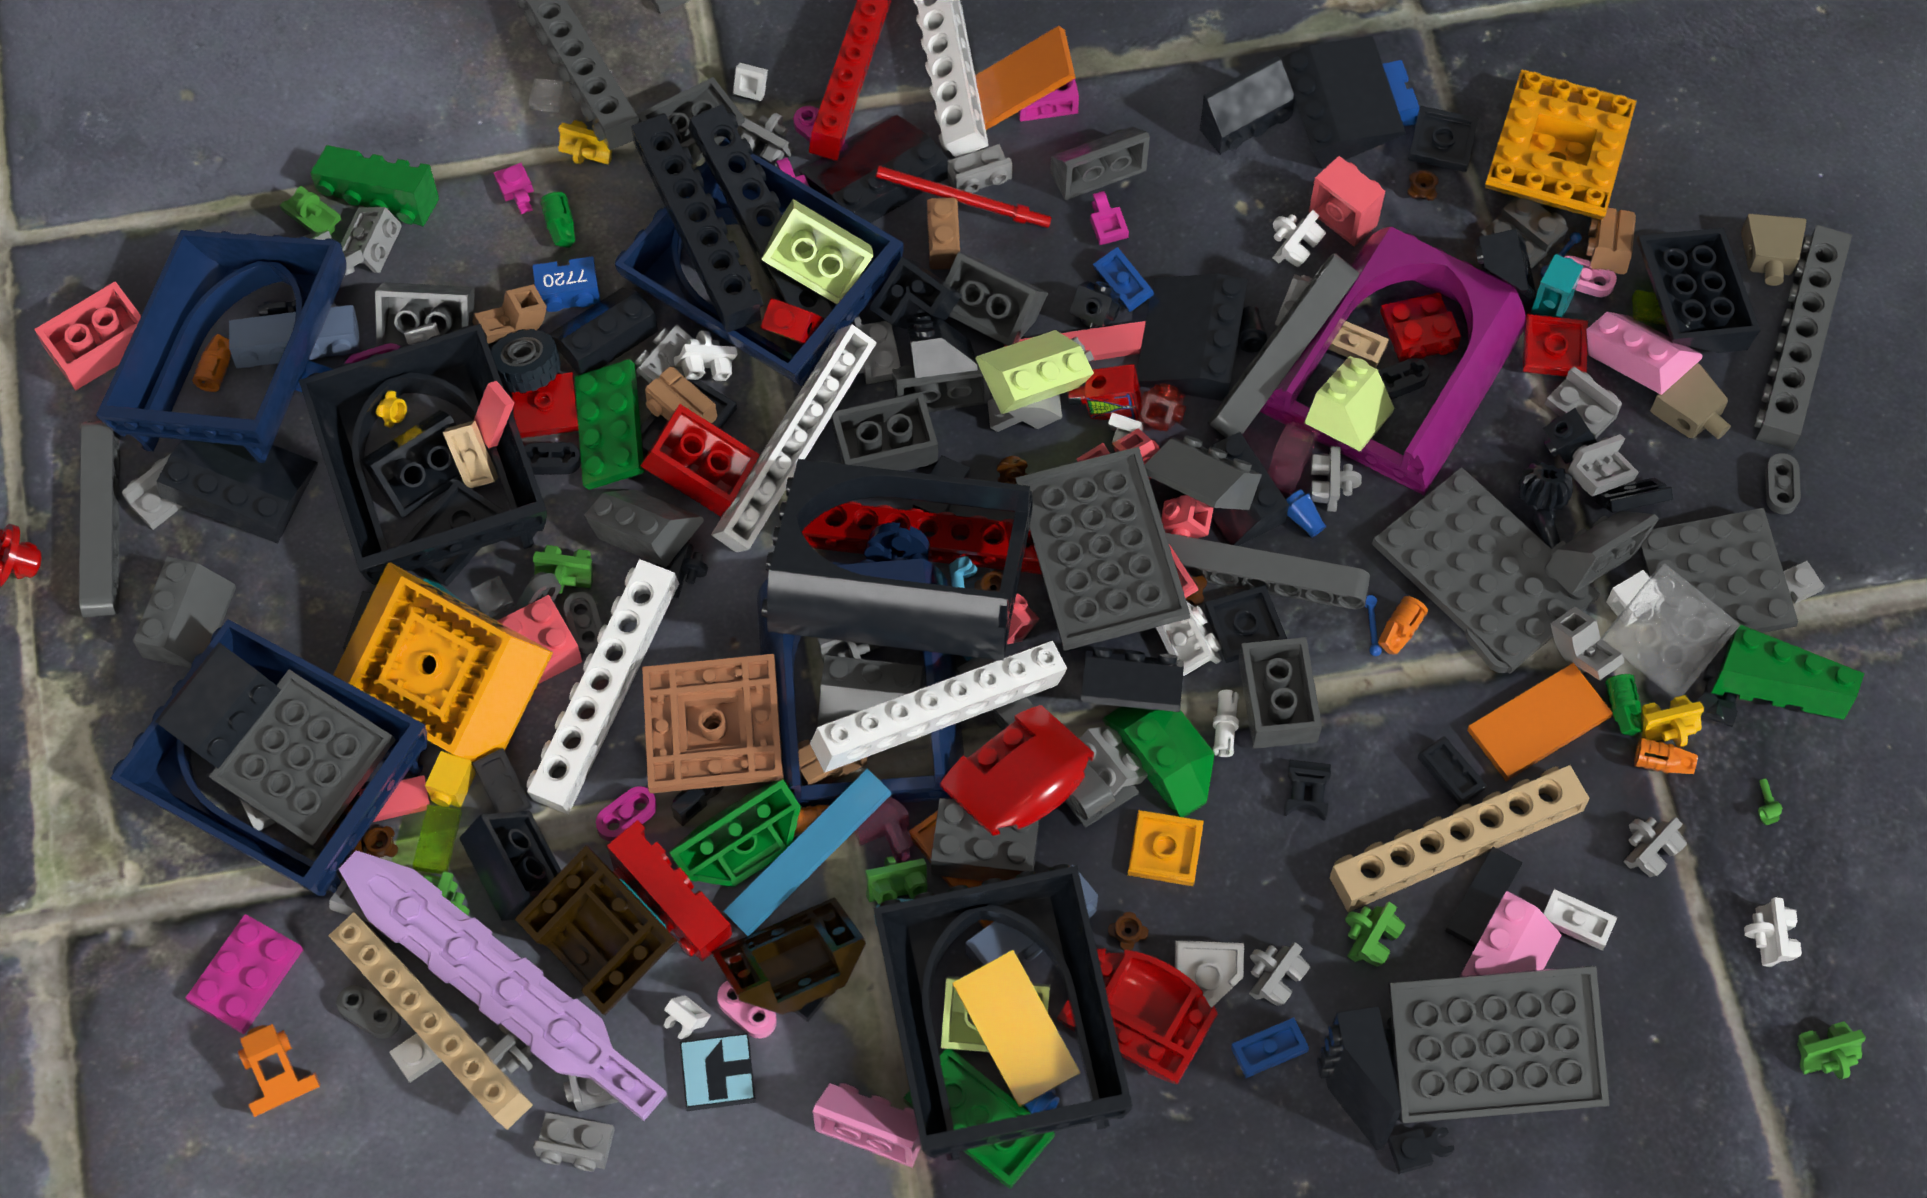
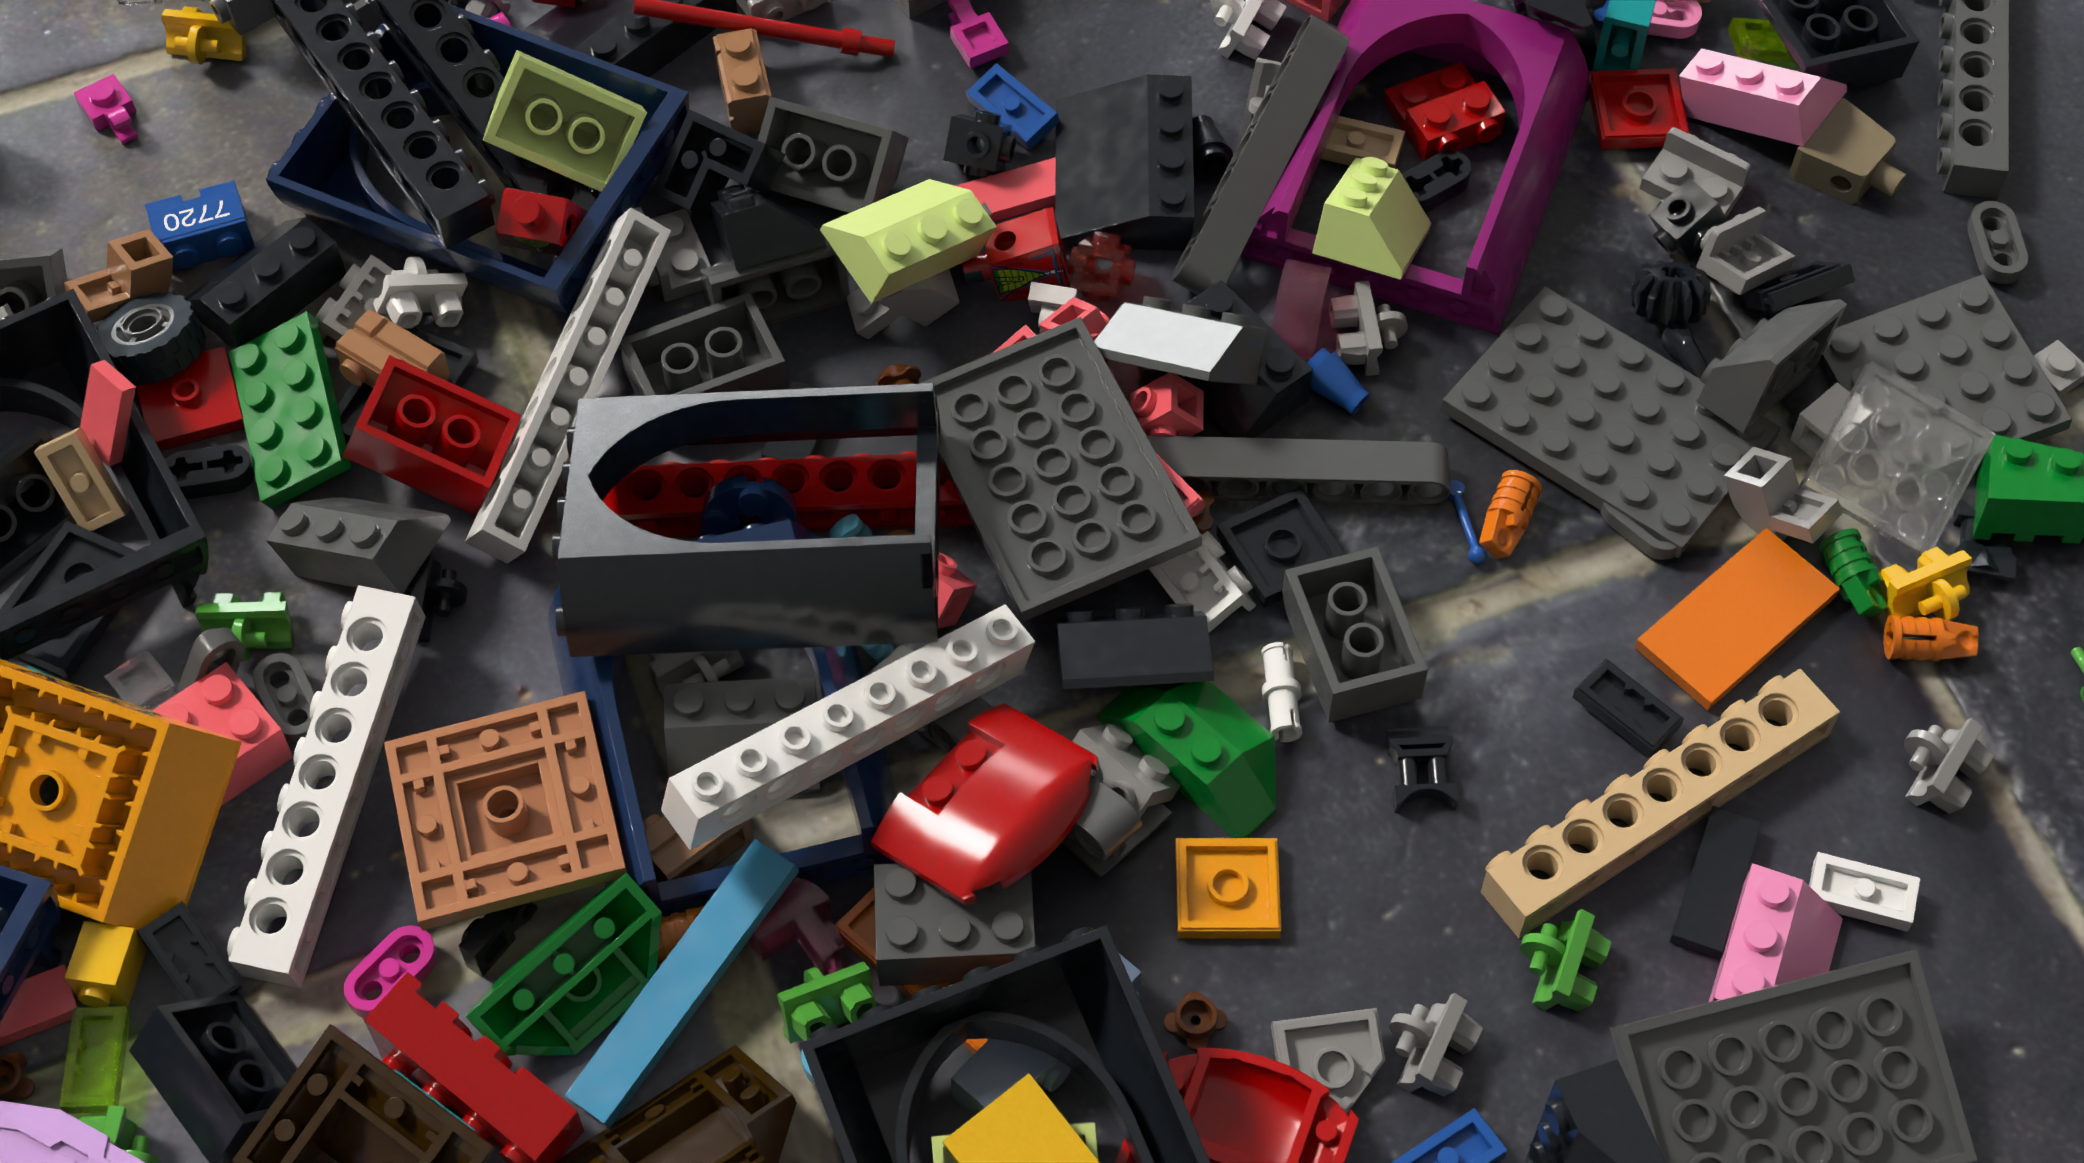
camera: 10 degrees left, 5 degrees down
(558, 218) = (177, 140): green hinge -> none

